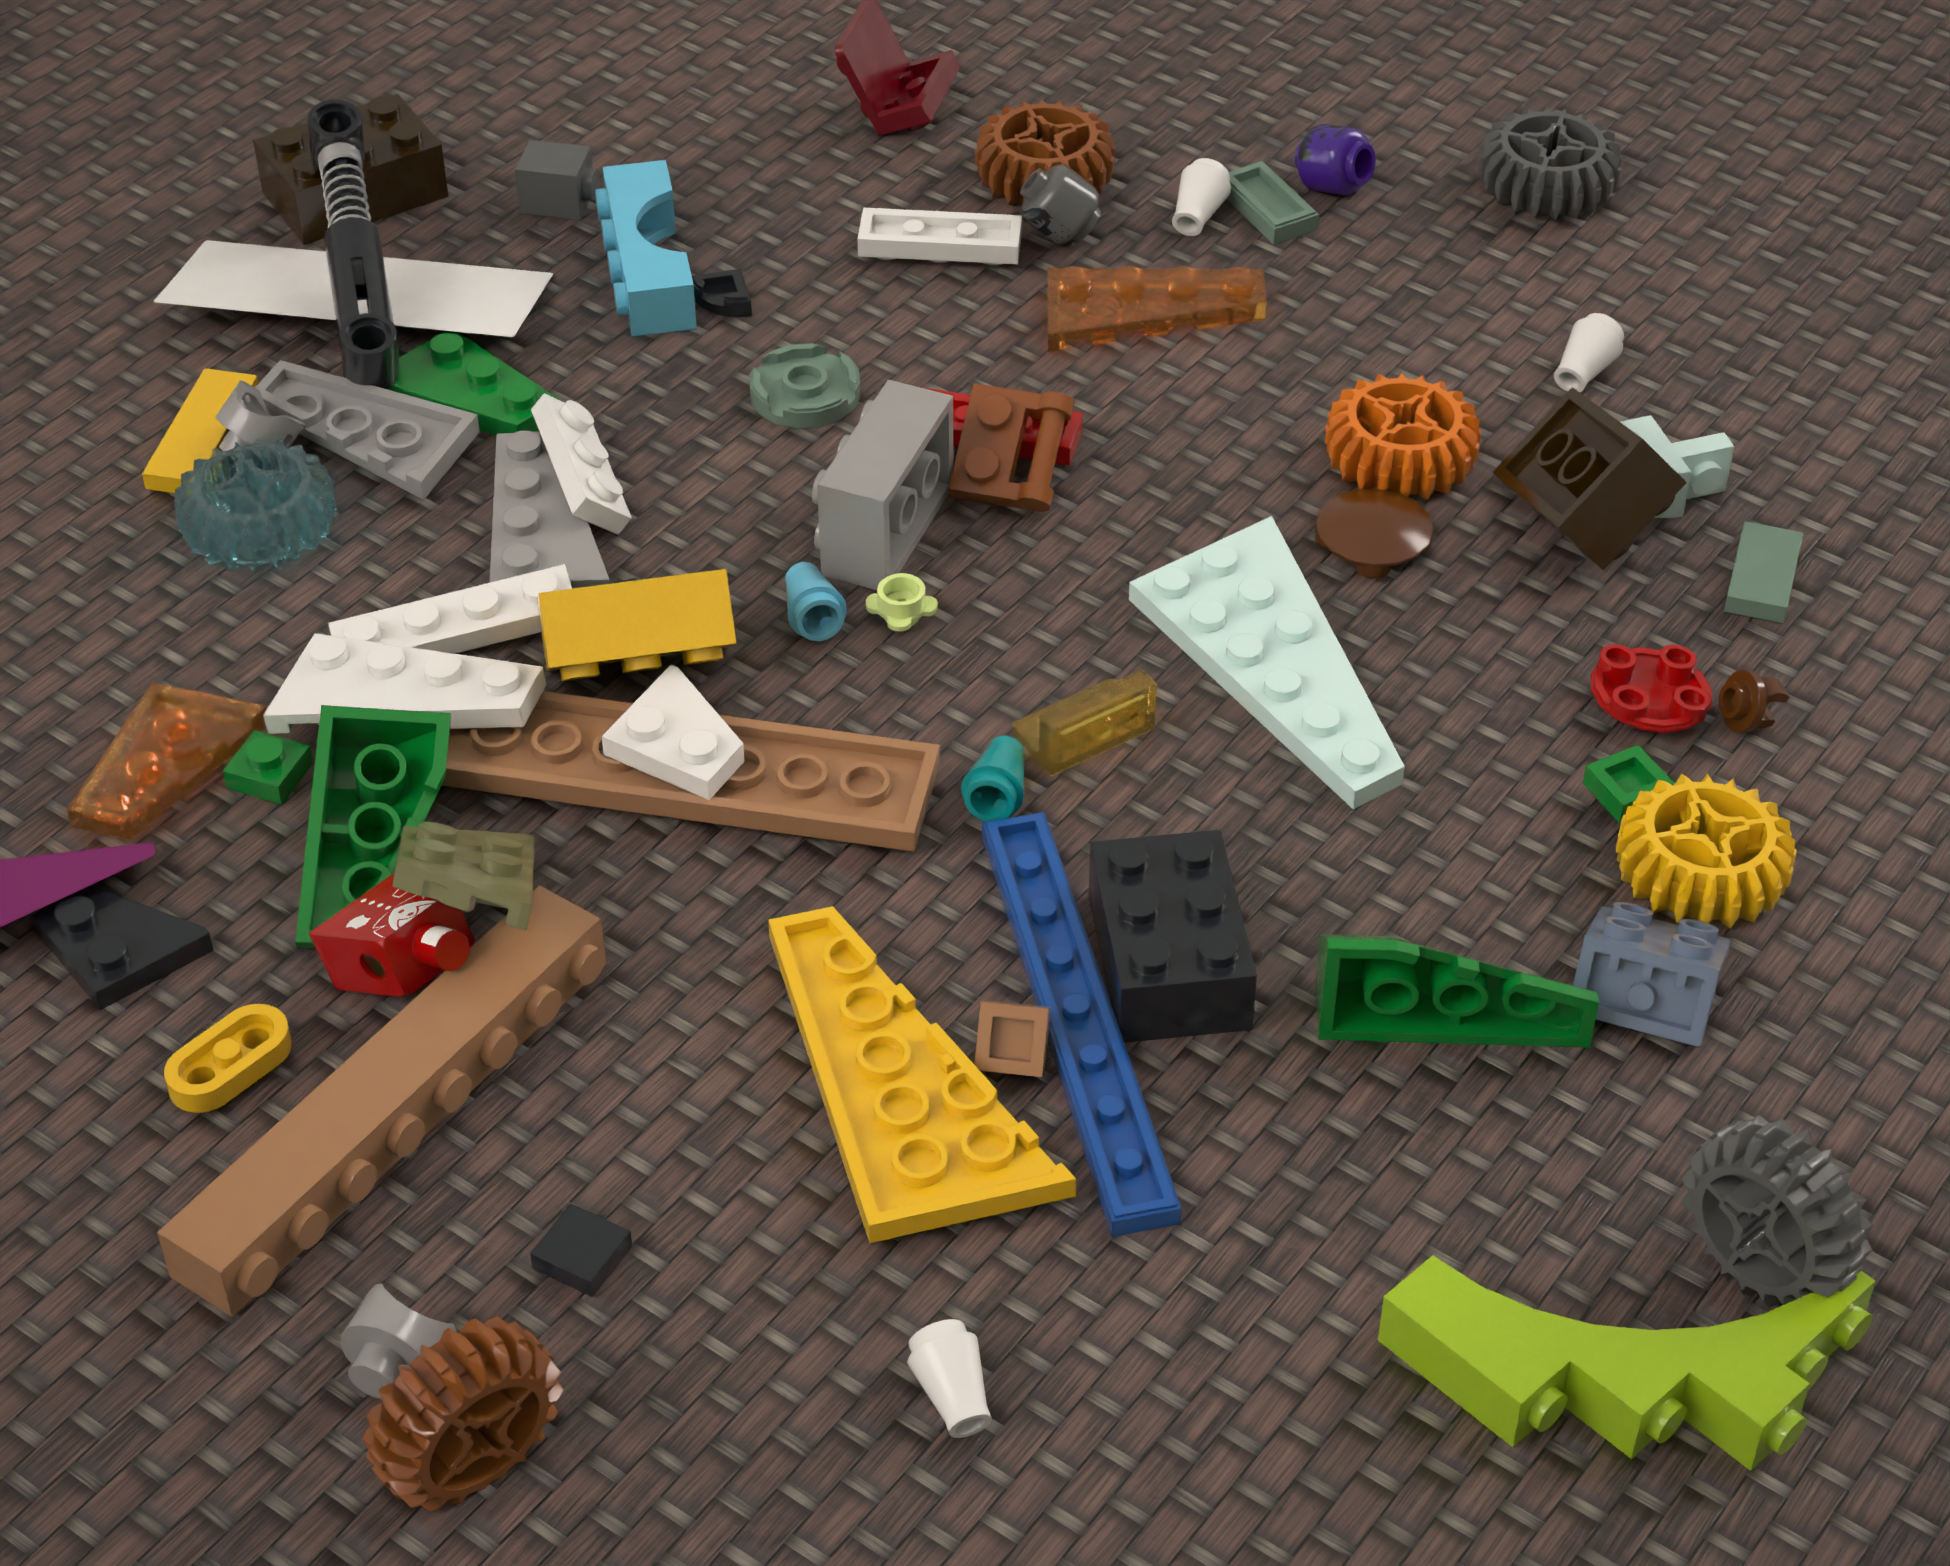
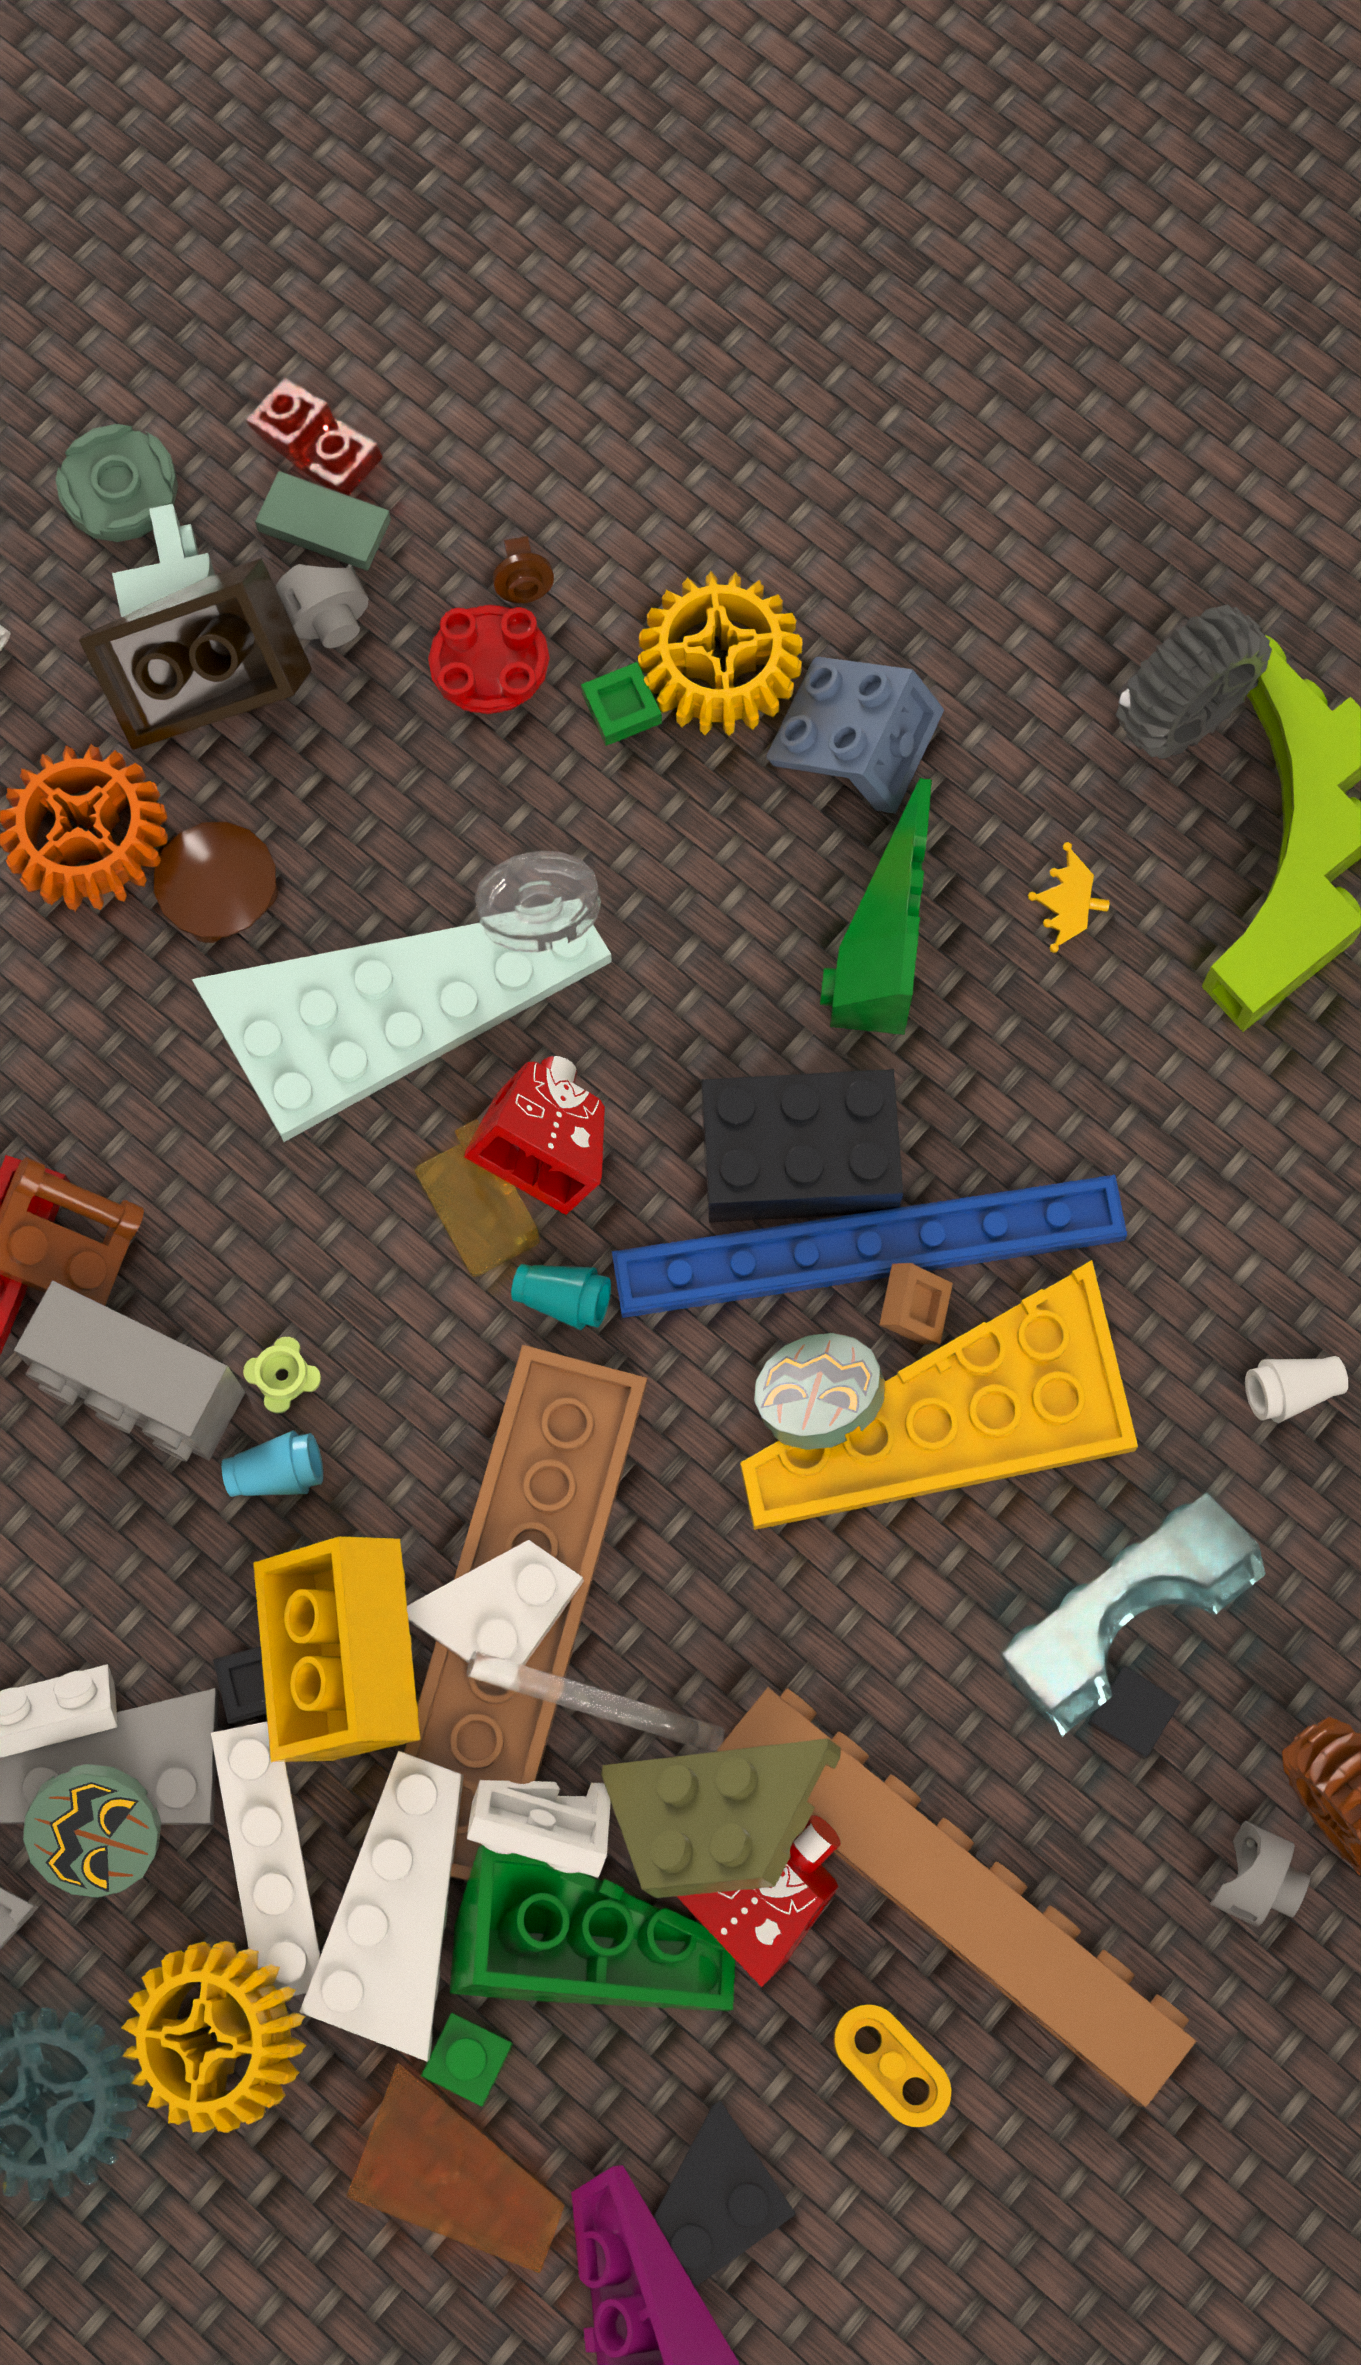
camera: 85 degrees left, 30 degrees up
(298, 584) = (186, 2063): none -> yellow gear
(470, 758) = (541, 1825): none -> white wing
(482, 507) = (92, 1831): none -> sand green tile
(592, 795) = (594, 1701): none -> clear bar
(637, 1172) = (1192, 1560): none -> clear light blue arch
(910, 959) = (819, 1390): none -> tile
(1152, 727) = (543, 1135): none -> red torso
(1396, 727) = (537, 900): none -> clear tile
(1501, 1166) = (1069, 899): none -> yellow piece
(1669, 561) = (328, 603): none -> light grey piece
(1767, 441) = (114, 481): none -> sand green tile
(1849, 559) = (312, 439): none -> clear red slope

